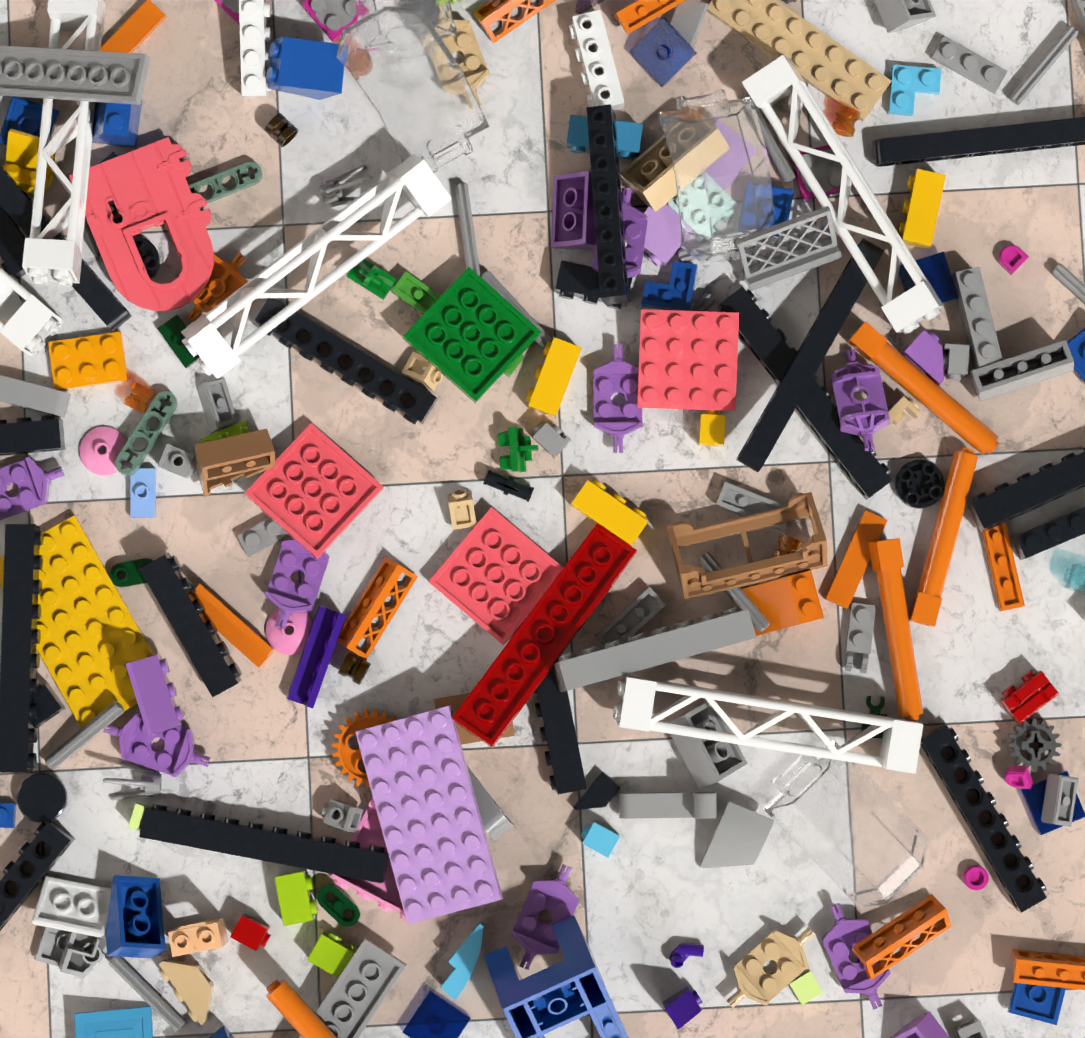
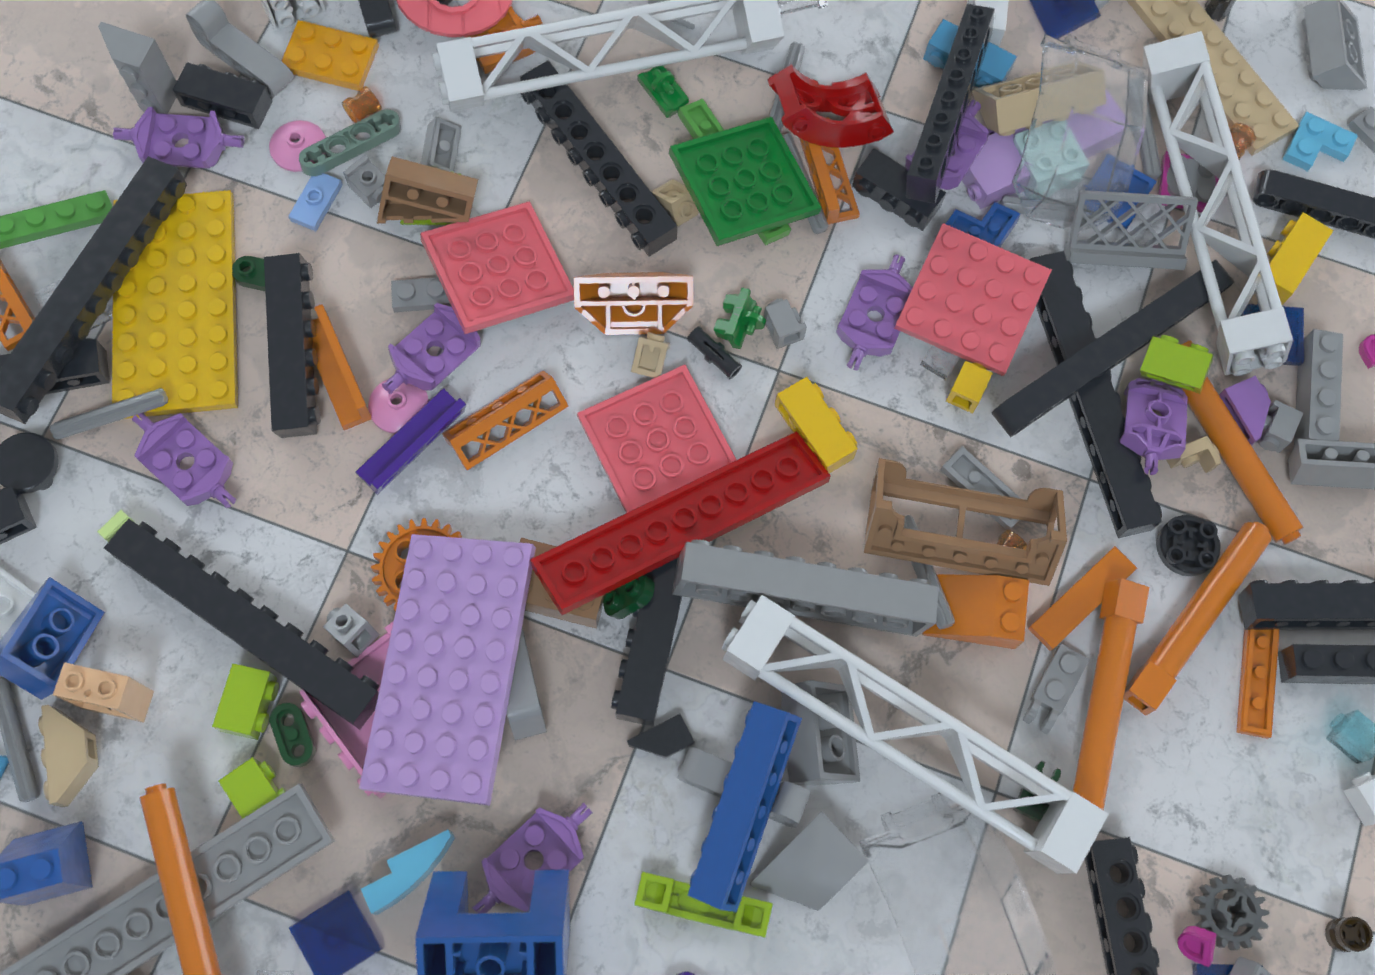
camera: 20 degrees right, 15 degrees down
(150, 782) = (152, 499): light grey plant -> none
(155, 694) = (205, 395): medium lavender slope -> none
(172, 334) = (428, 76): dark green plate -> none
(251, 932) = (172, 720): red brick -> none
(359, 670) = (449, 473): dark brown wheel -> none
(429, 471) = (633, 301): none -> wedge
(479, 238) = (848, 98): none -> red fence
(523, 293) = (822, 182): none -> orange fence
(533, 708) = (629, 597): none -> dark green plate
(553, 377) = (814, 263): yellow brick -> none
(573, 212) = (907, 112): medium lavender slope -> none
(599, 838) = (642, 791): medium azure brick -> none
(632, 618) = (810, 545): light grey plate -> none
(674, 895) = (672, 898): none -> lime slope
(675, 821) = (744, 807): none -> blue brick
(860, 351) = (1177, 363): none -> lime brick
(1028, 696) = (1243, 848): red brick -> none

